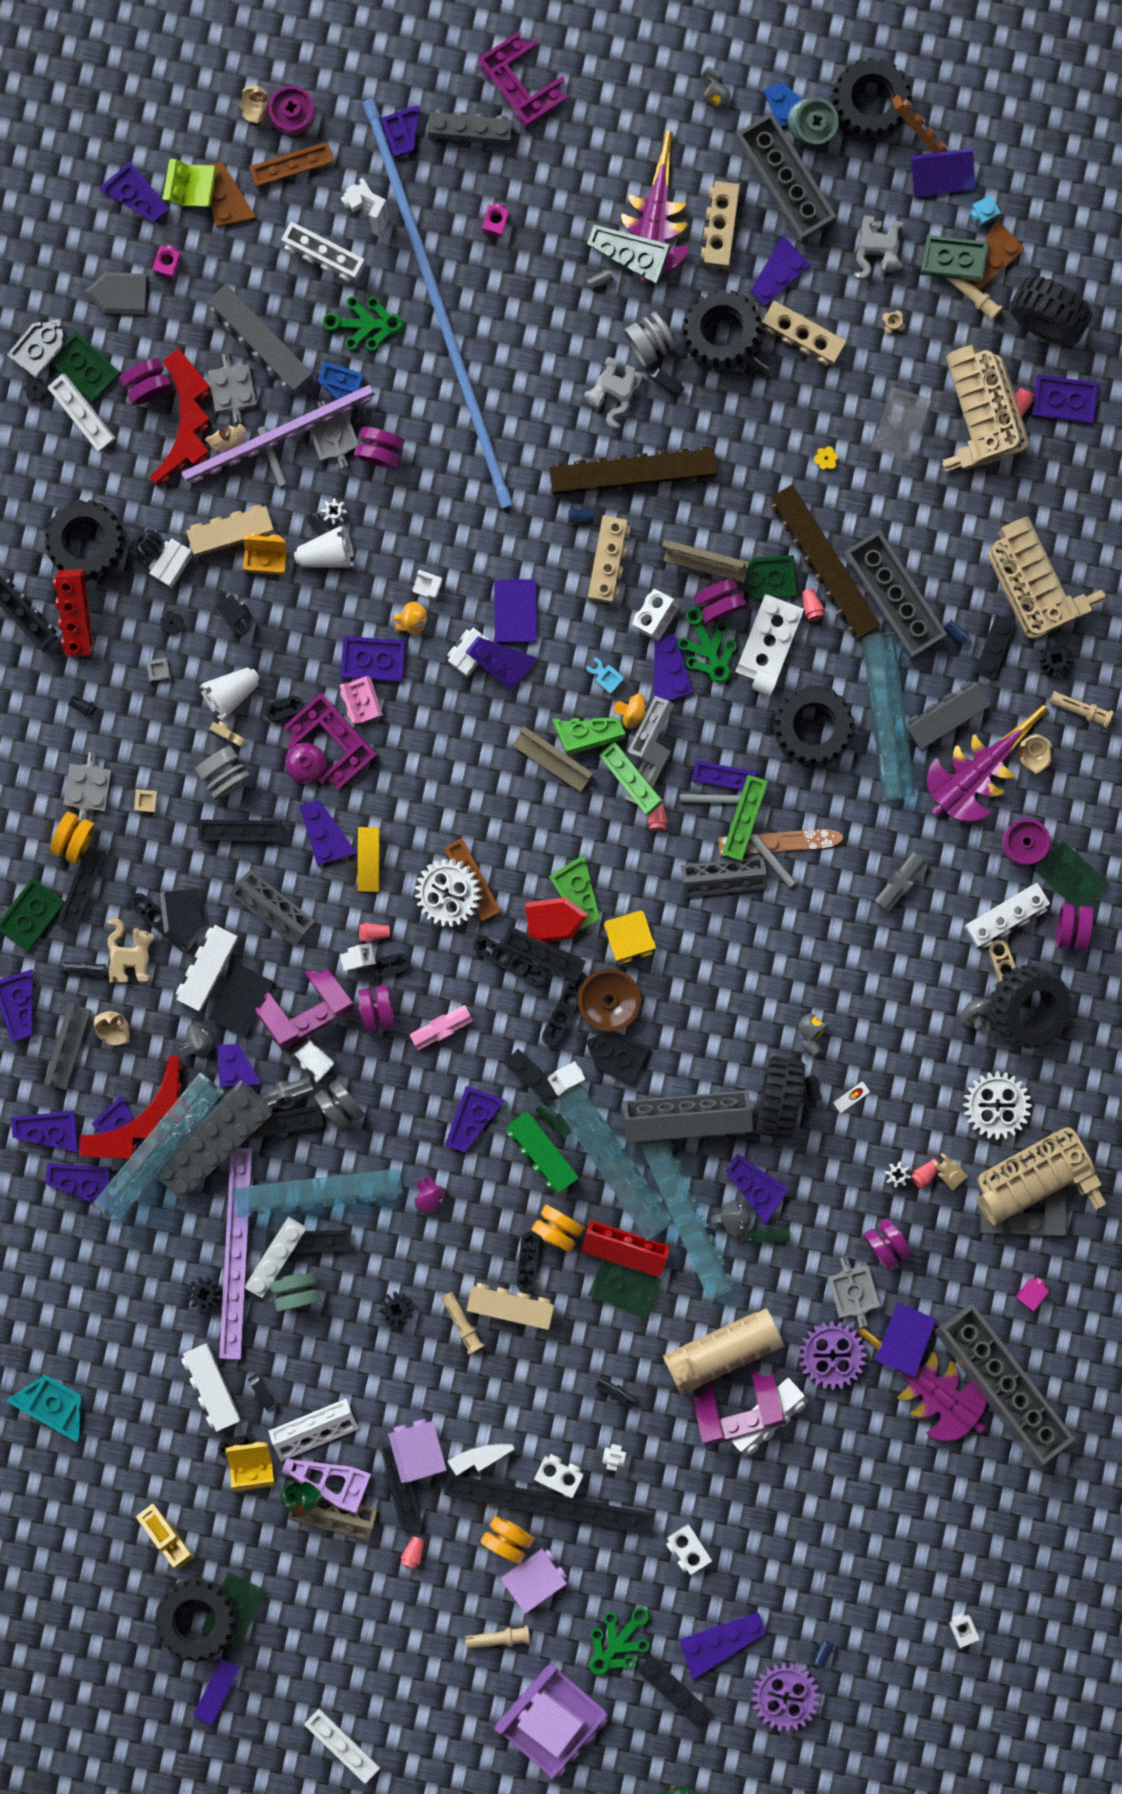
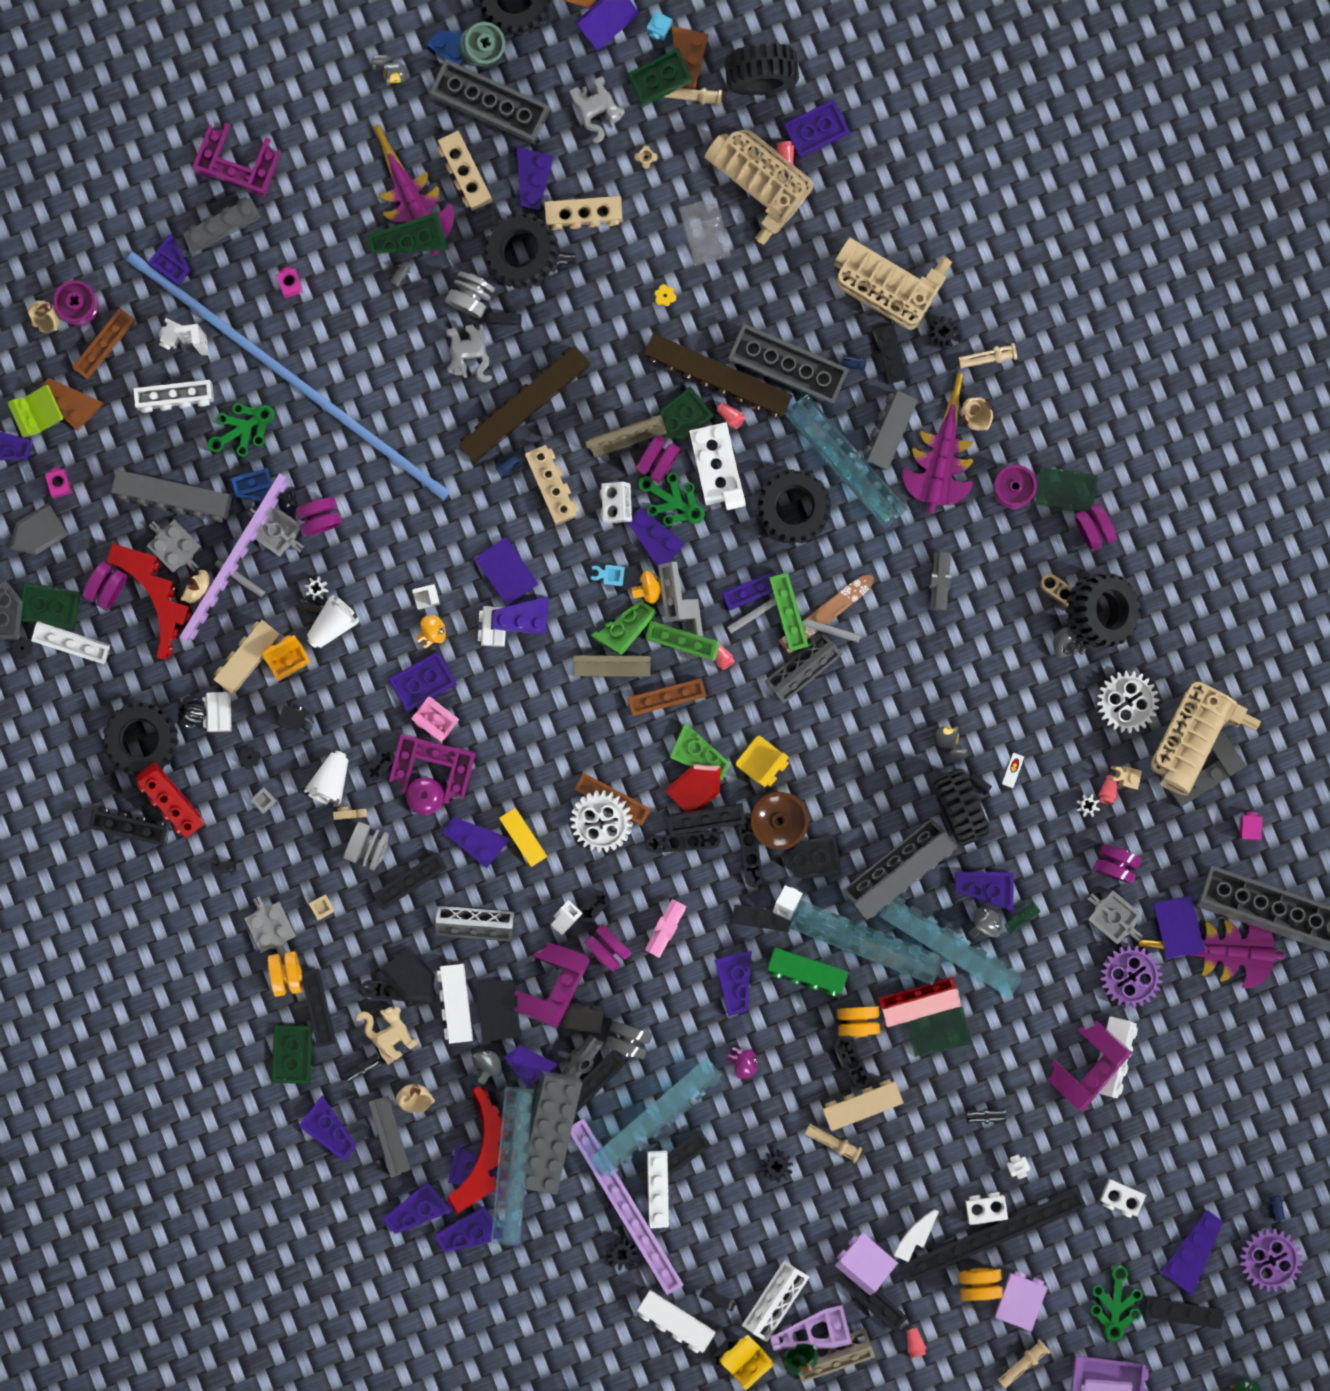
camera: 30 degrees left, 0 degrees up
(295, 1291) = (688, 1202): sand green wheel -> none
(371, 932) = (564, 890): coral cone -> none
(553, 1119) = (798, 940): clear green axle -> none
(583, 820) = (667, 697): none -> dark orange plate
(723, 1351) = (1046, 1029): tan piece -> none
(1004, 916) = (1037, 552): white brick -> none

